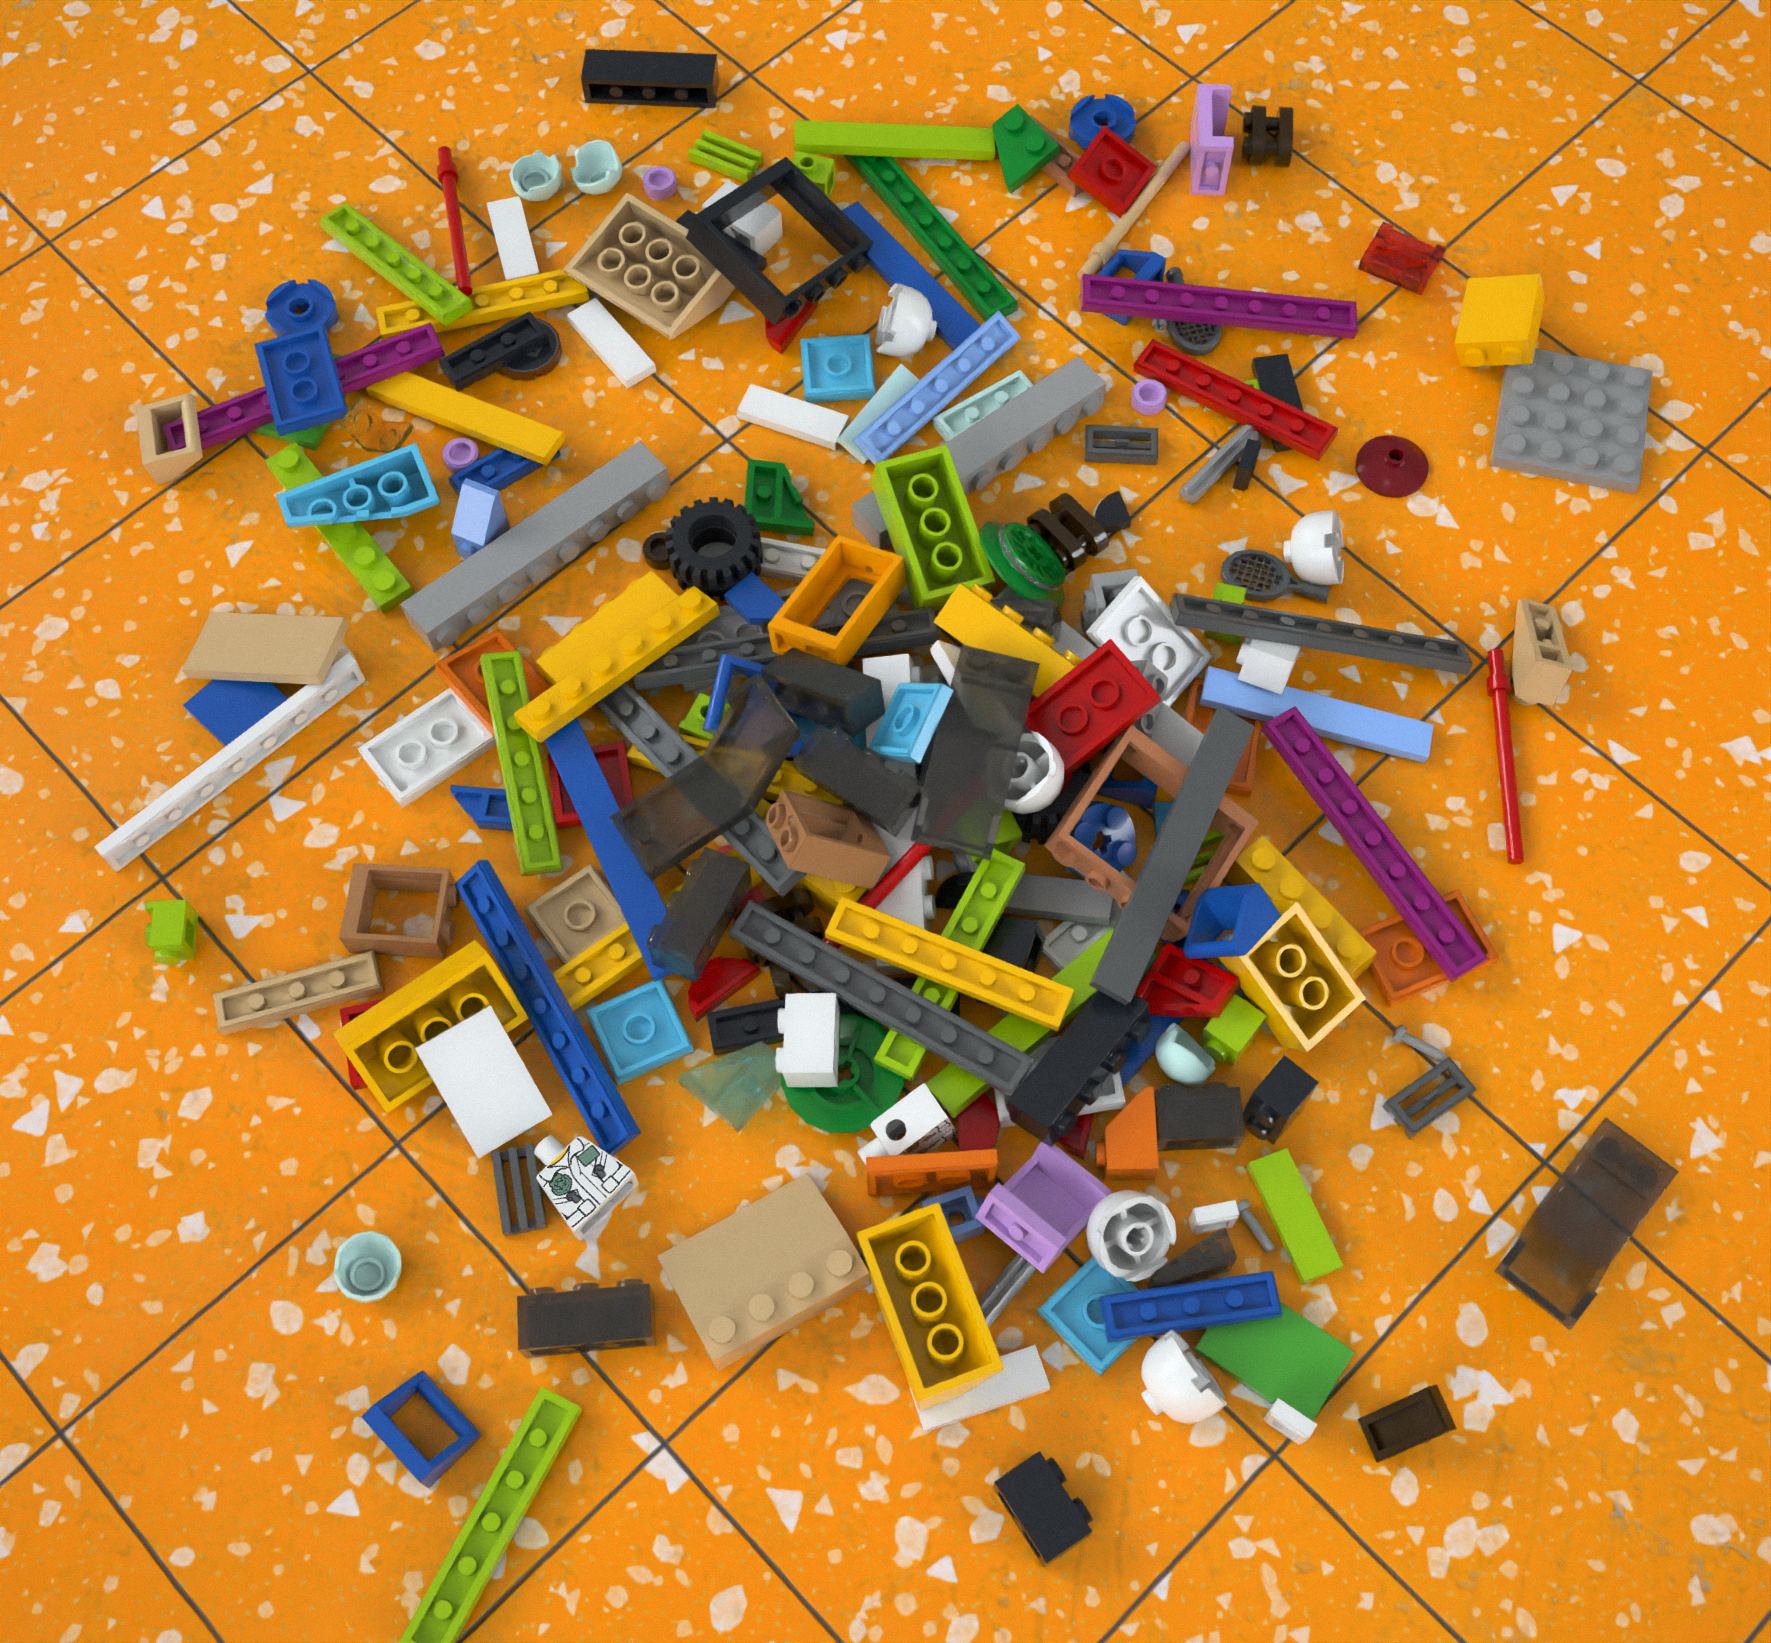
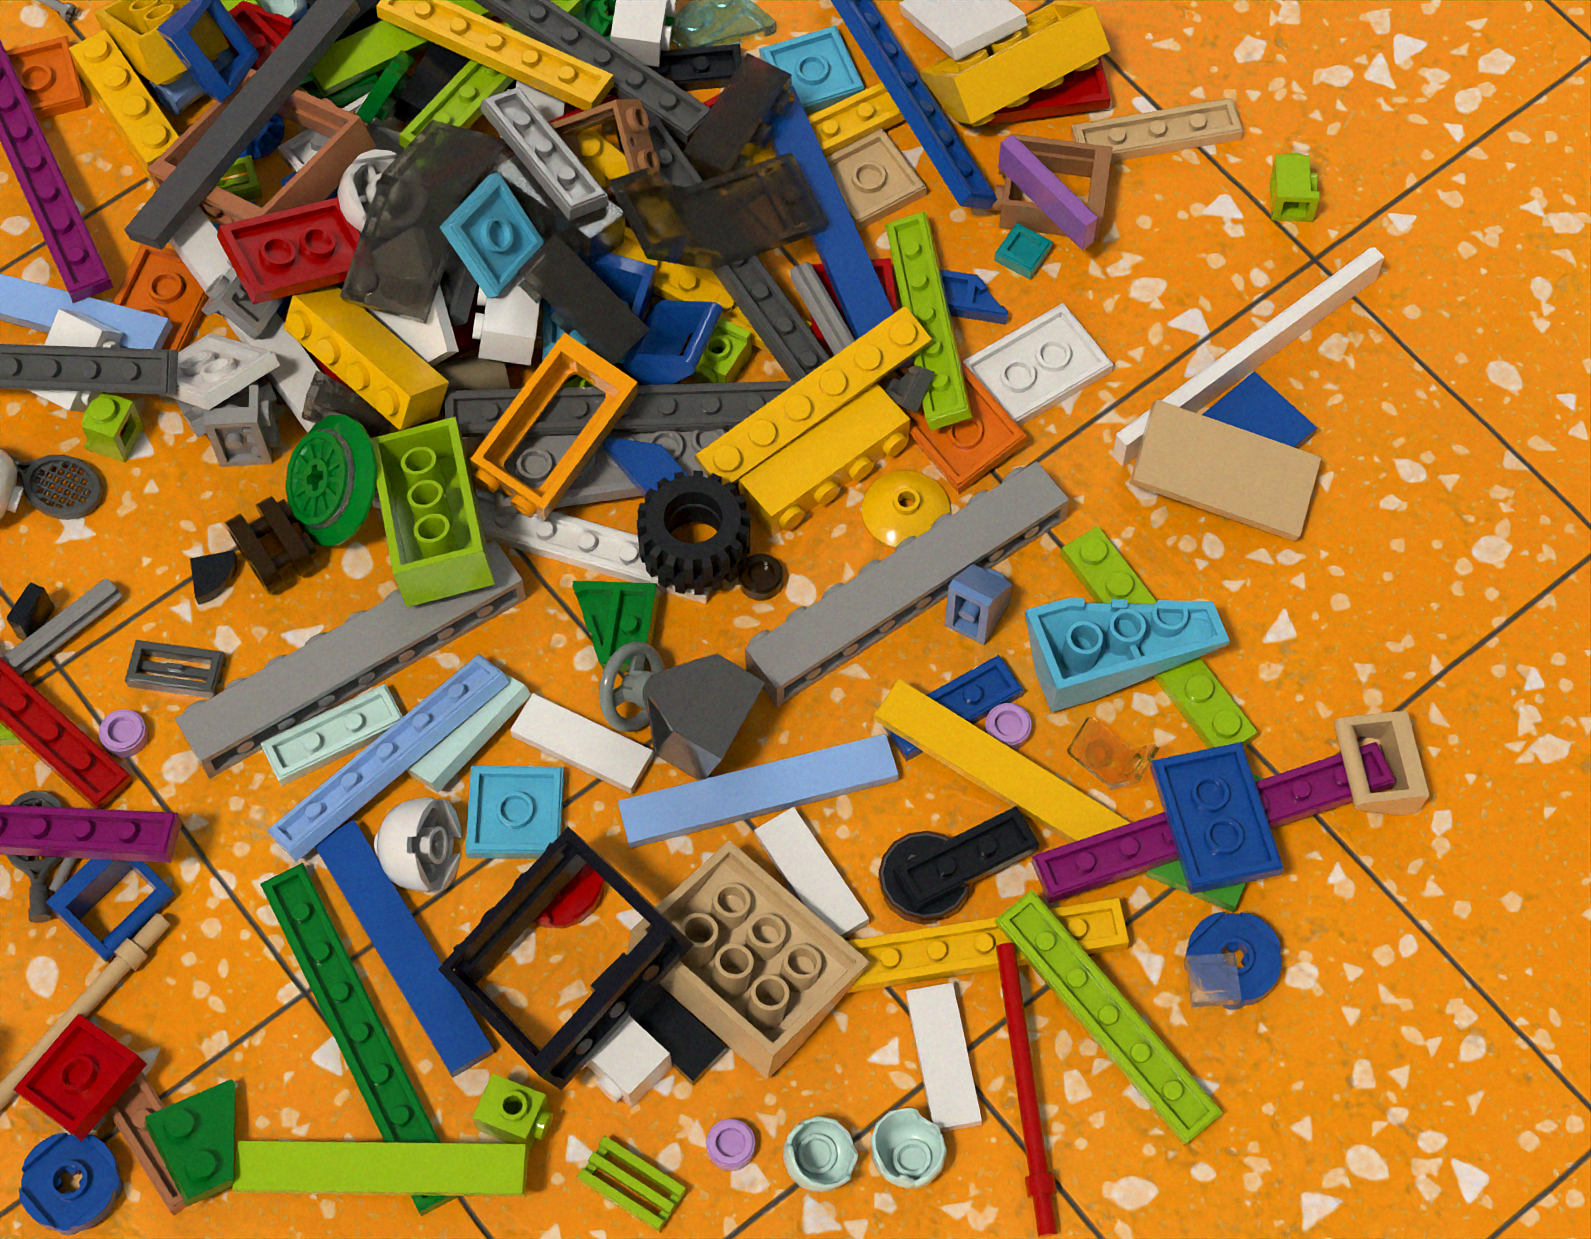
camera: 175 degrees left, 0 degrees up
(315, 284) = (1213, 980): none -> clear tile
(402, 863) = (1047, 192): none -> medium lavender tile
(434, 852) = (1023, 251): none -> teal tile
(533, 681) = (910, 388): none -> dark grey tile
(543, 630) = (893, 523): none -> yellow dish
(613, 753) = (821, 307): none -> light grey axle
(654, 395) = (758, 790): none -> light blue tile
(697, 413) = (689, 707): none -> dark grey piece
(876, 812) = (544, 153): none -> light grey tile
(1051, 931) = (390, 82): none -> green wing

